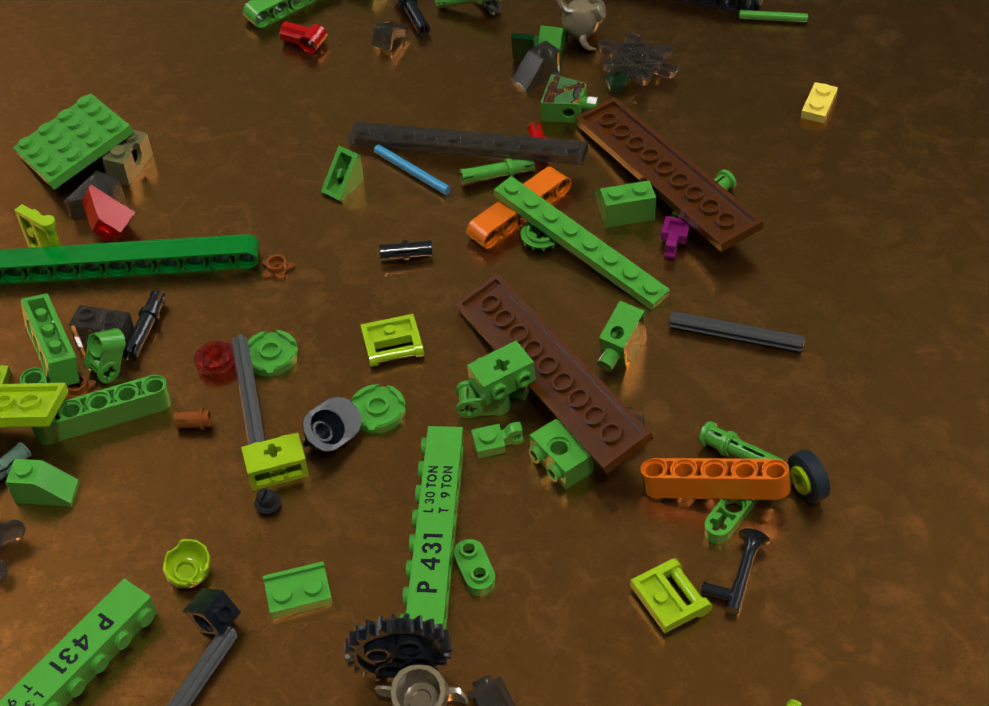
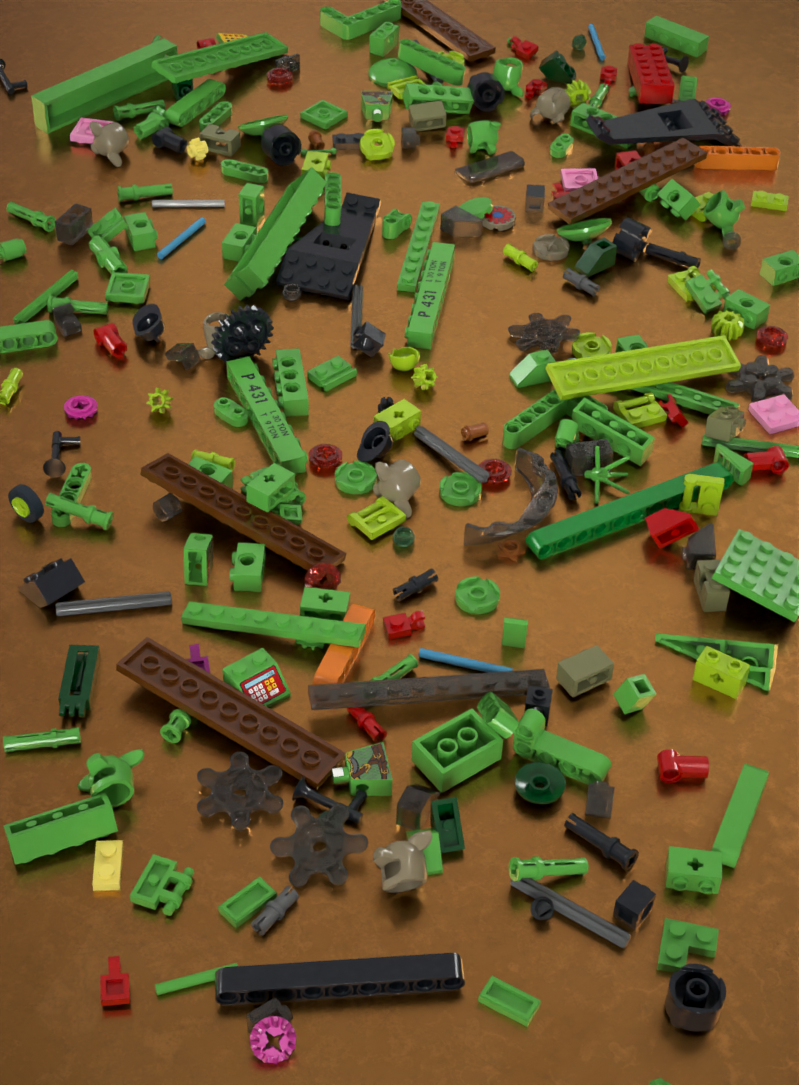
camera: 150 degrees right, 5 degrees down
(109, 302) = (601, 474): none -> bright green plant
(172, 101) = (760, 656): none -> bright green wedge
(188, 518) = (424, 377): none -> lime gear
(200, 85) = (721, 672): none -> lime brick
(225, 280) = (544, 496): none -> clear smoke windscreen
(293, 84) = (634, 694): none -> bright green brick
(316, 116) = (584, 671): none -> olive brick
(345, 353) = (397, 483): none -> dark tan piece
(350, 228) = (477, 595): none -> bright green tile
(376, 539) = (290, 382): none -> bright green brick
(378, 308) = (403, 537): none -> clear green plate
(381, 104) = (539, 699): none -> black brick
(388, 439) = (332, 452): none -> clear red gear
(402, 75) = (569, 757): none -> bright green beam
(427, 53) = (540, 783): none -> dark green dish
(435, 82) = (497, 715): none -> bright green beam
(447, 220) = (401, 625): none -> red plate
(480, 85) = (456, 750): none -> bright green brick
(506, 269) = (317, 573): none -> clear red gear
(514, 251) = (324, 603): none -> bright green brick
(539, 484) = (215, 458): none -> lime pin
(567, 605) = (155, 403): none -> lime gear
(572, 316) = (248, 567): none -> bright green brick
(631, 101) = (304, 791): none -> black piece
(663, 600) = (101, 423): lime plate -> none
(690, 107) = (244, 778): none -> clear smoke plate
(694, 36) = (274, 910): none -> dark grey pin
(695, 643) = (87, 404): none -> dark pink gear
(712, 50) = (247, 902): none -> bright green tile
(716, 478) = (90, 482): orange beam -> none
(779, 73) = (154, 882): none -> bright green plate
(795, 270) = (79, 675): none -> dark green hinge
(800, 146) = (111, 776): none -> bright green piece
(803, 369) = (51, 582): none -> black slope
(838, 21) = (116, 985): none -> red plate
(852, 210) = (43, 739): none -> bright green pin
(856, 120) = (60, 828): none -> bright green brick

